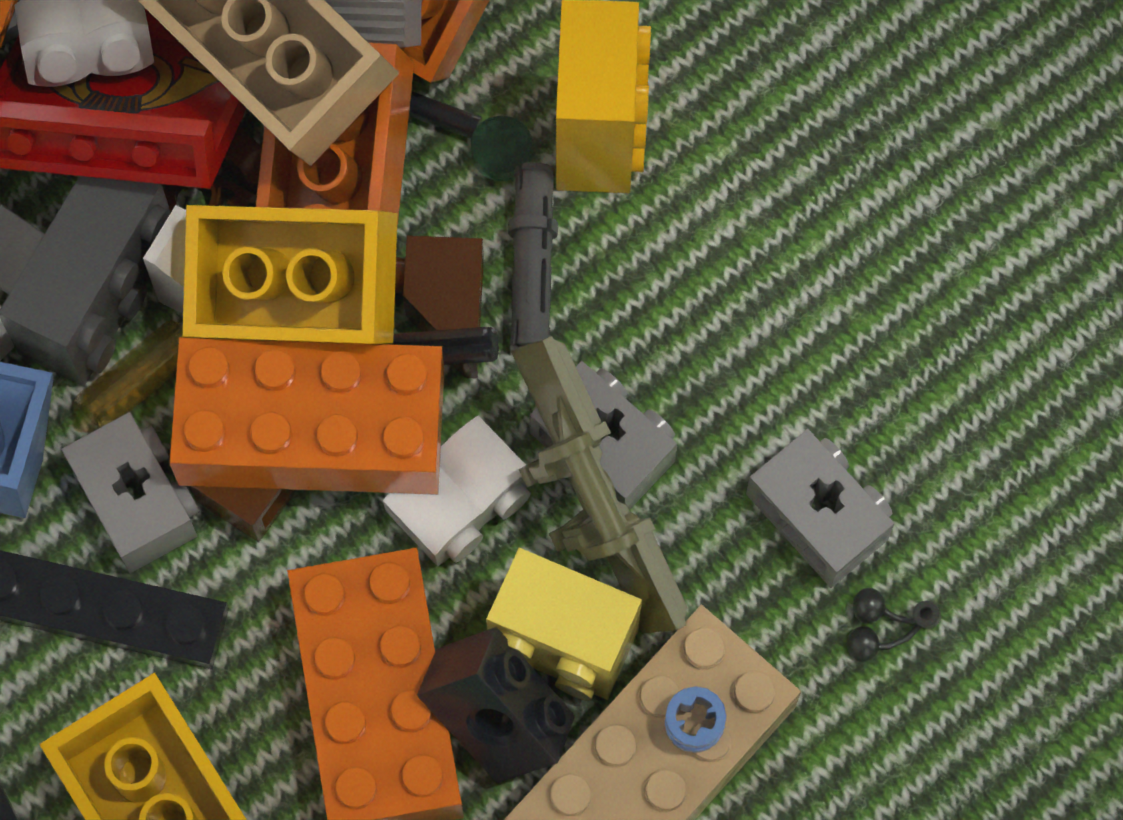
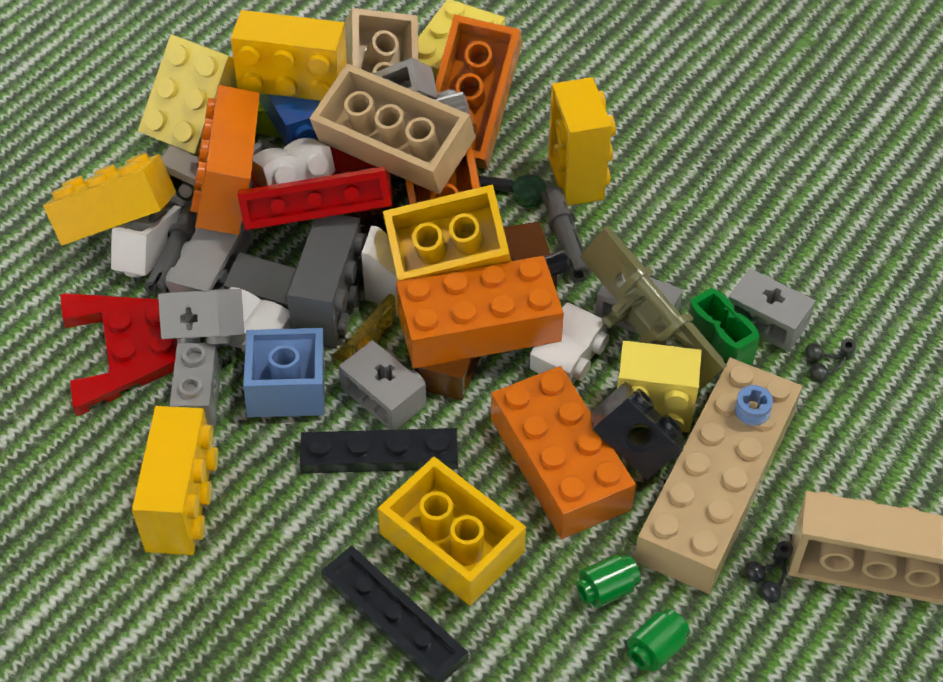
camera: 15 degrees left, 20 degrees down
(707, 523) = (723, 328): none -> green brick

